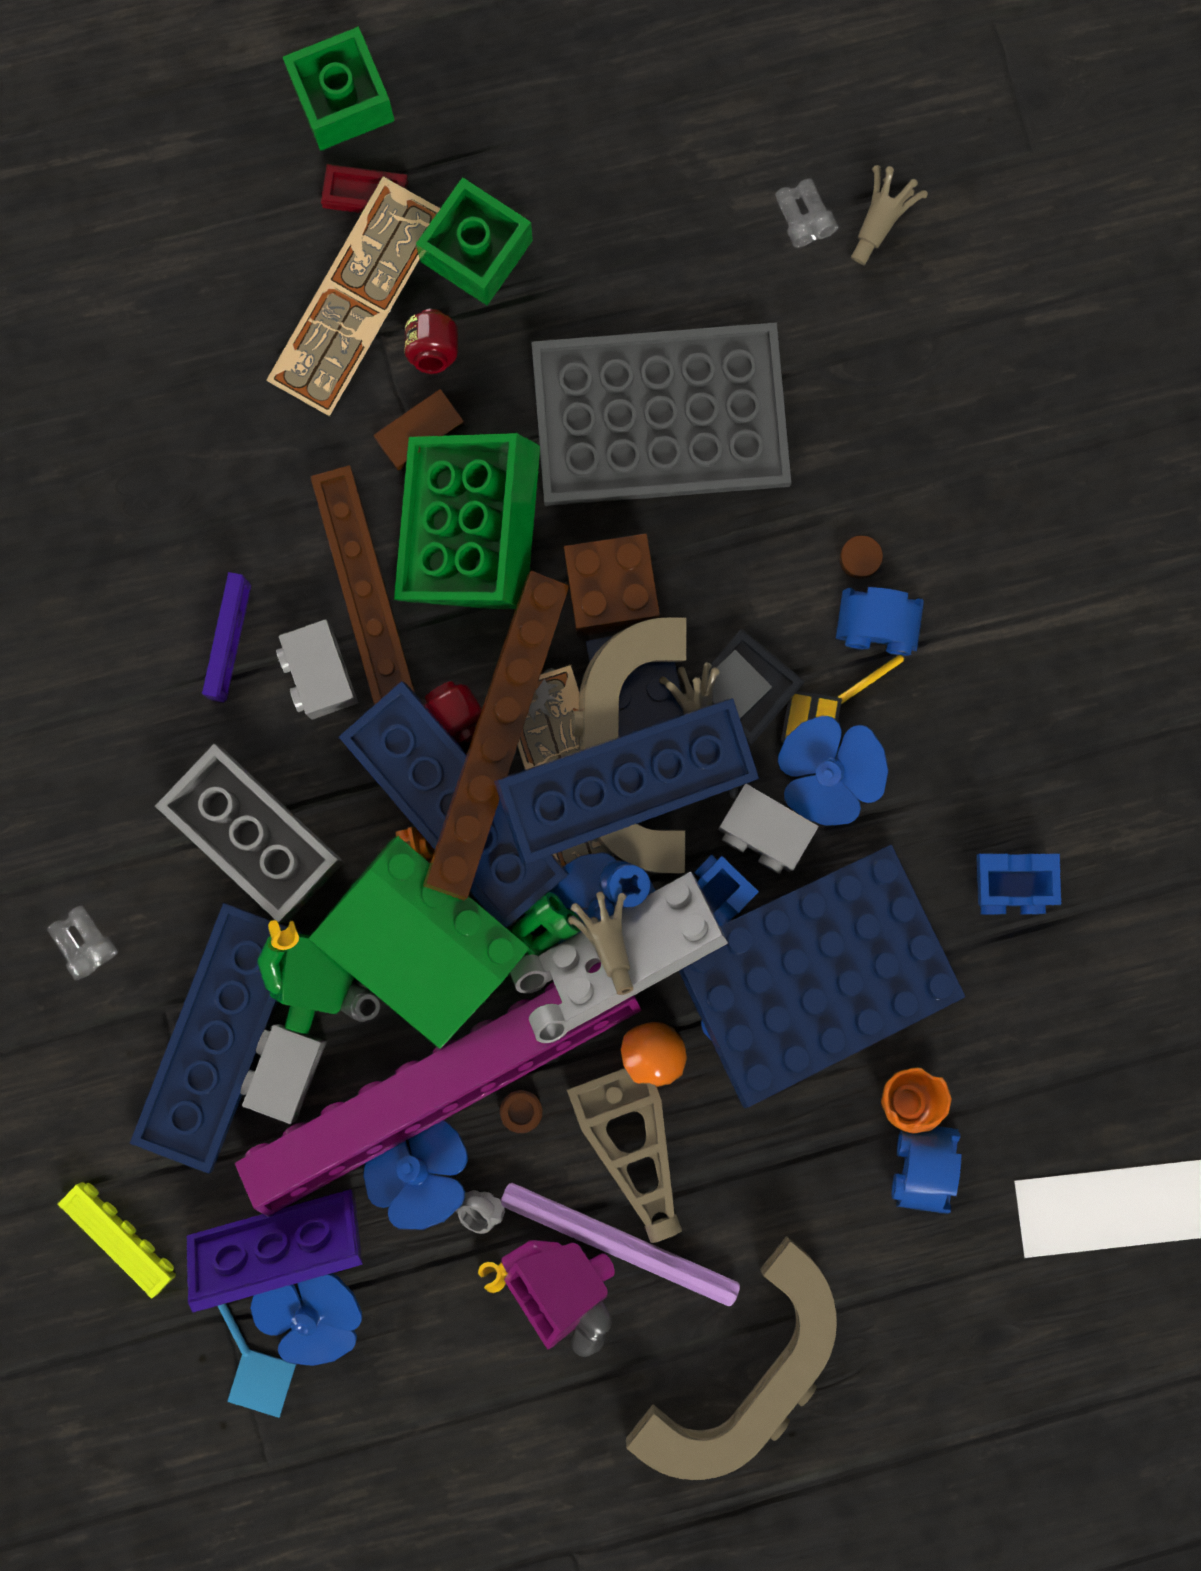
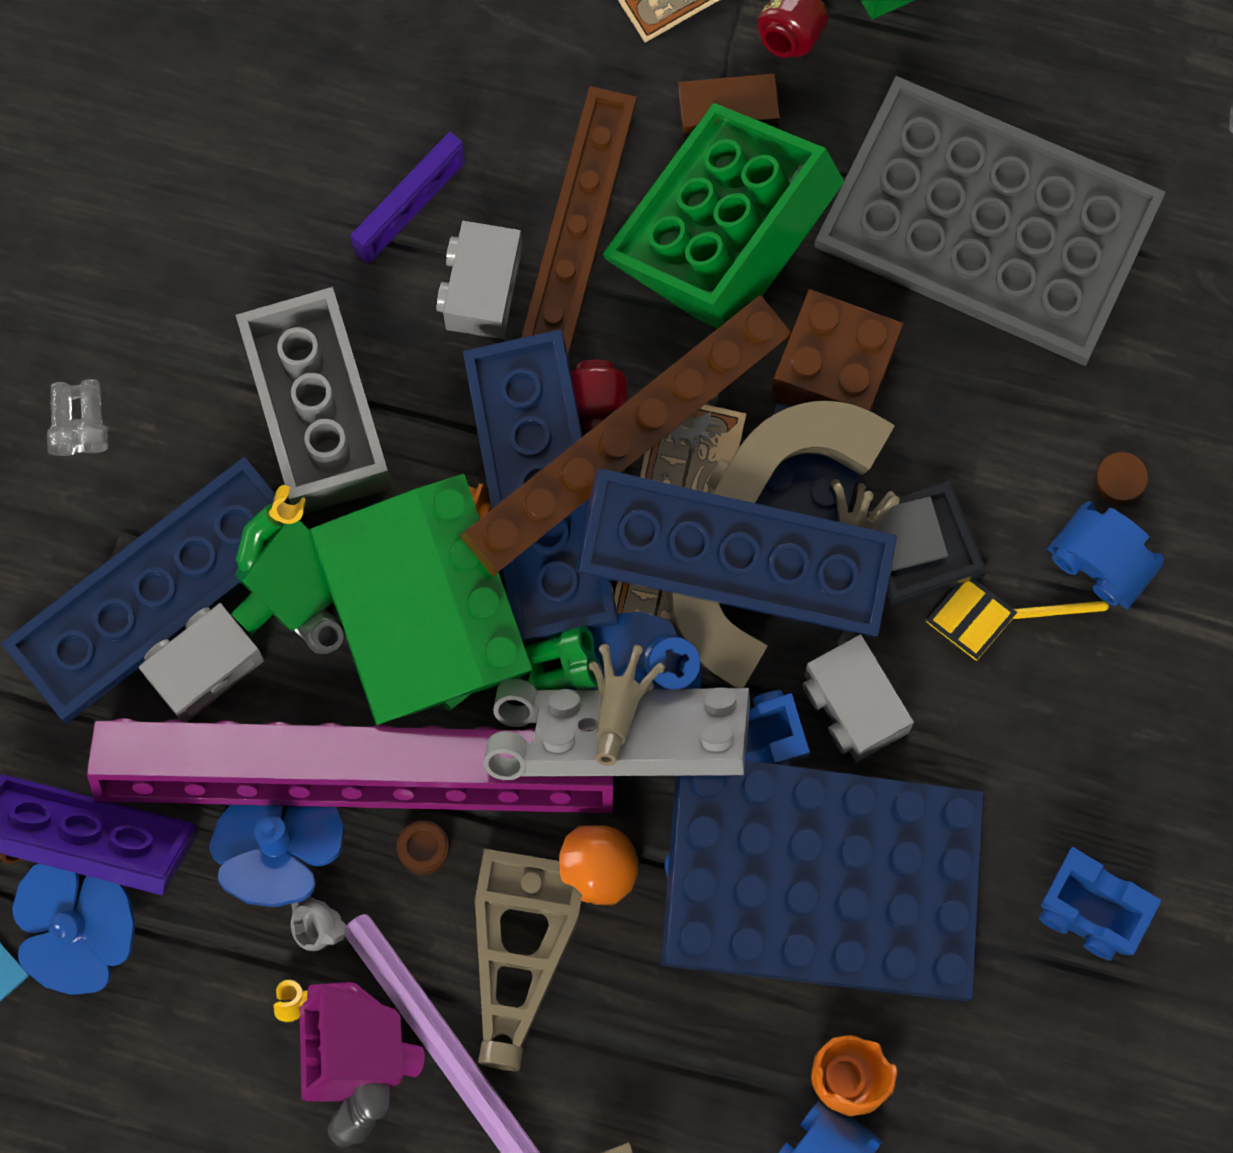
camera: 30 degrees right, 10 degrees down
(839, 780) = (962, 694): blue piece -> none

